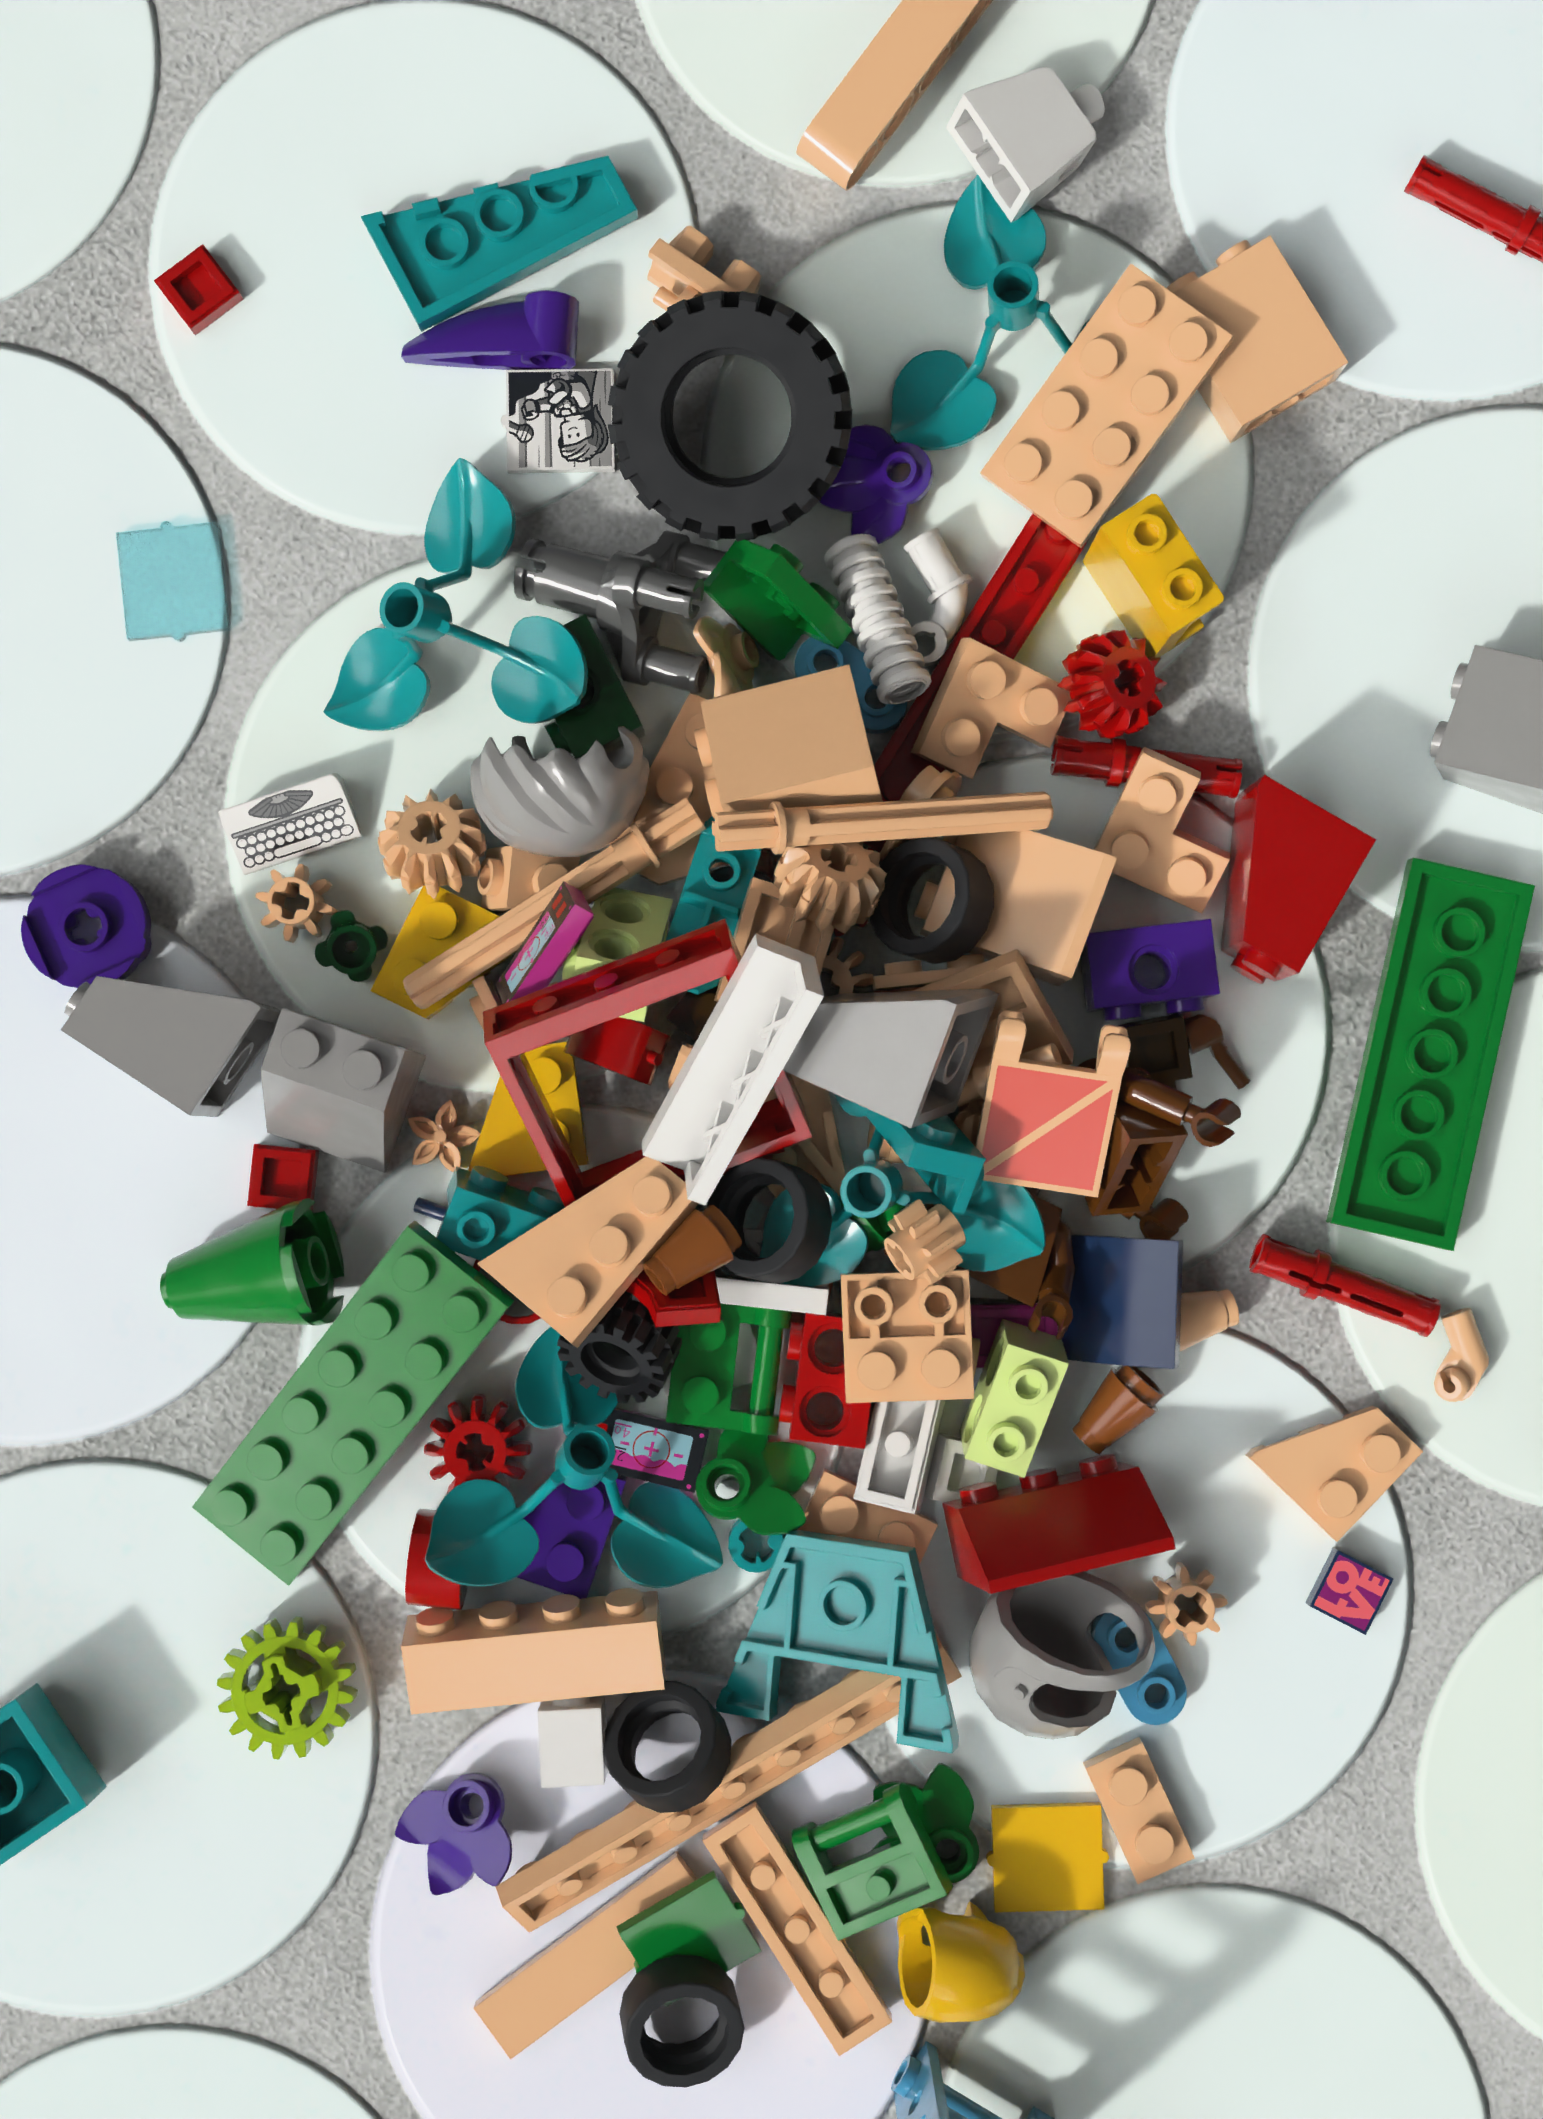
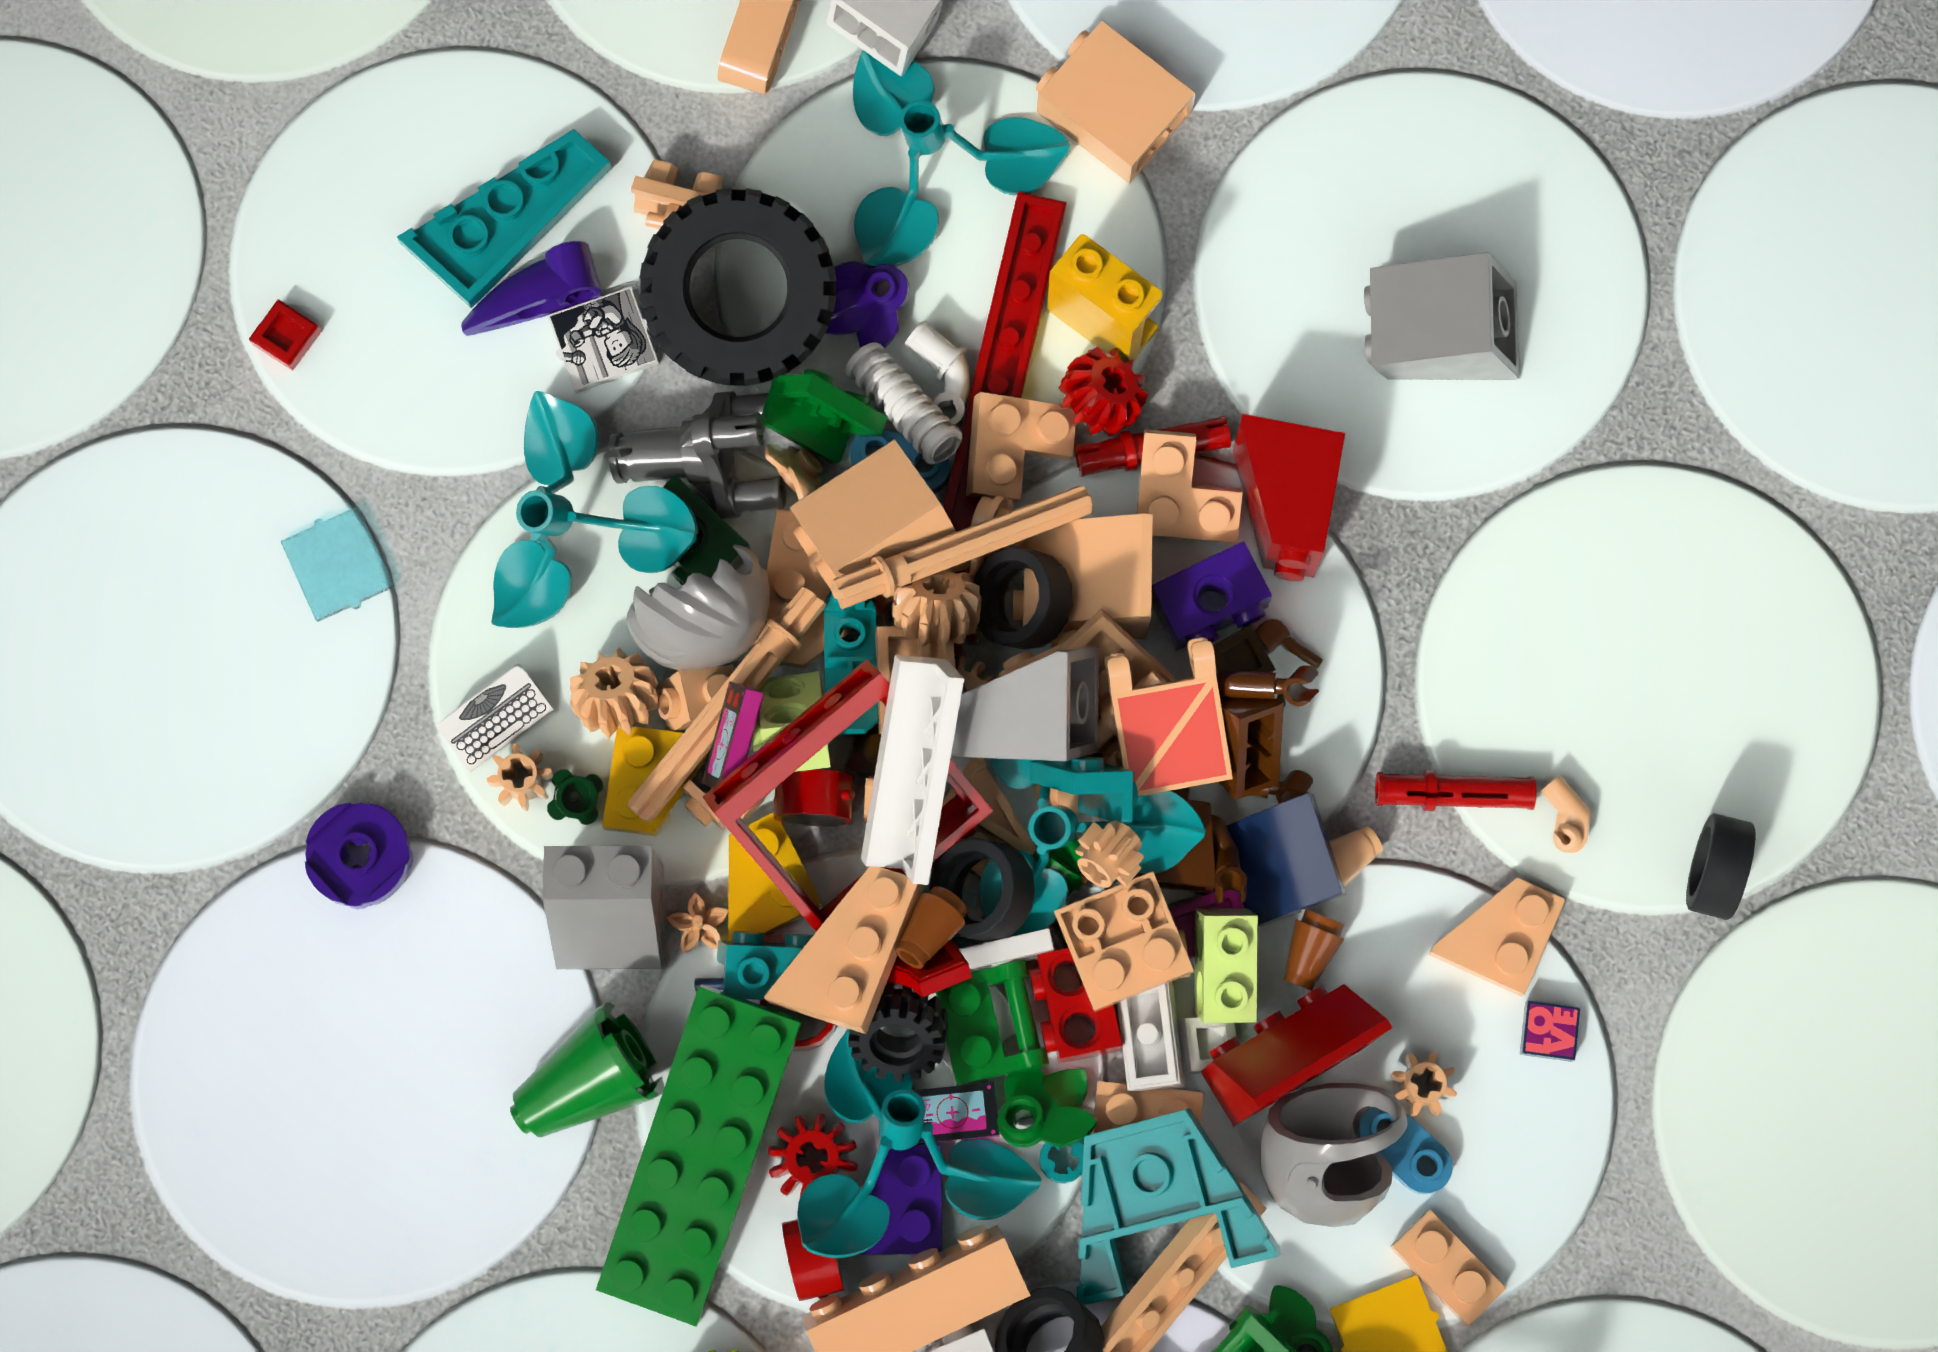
camera: 20 degrees left, 10 degrees down
(172, 1039) = (459, 908): light grey slope -> none
(281, 1175) = (577, 997): red tile -> none
(1106, 405) = (1022, 186): light nougat plate -> none
(1430, 1054) = (1454, 590): green plate -> none

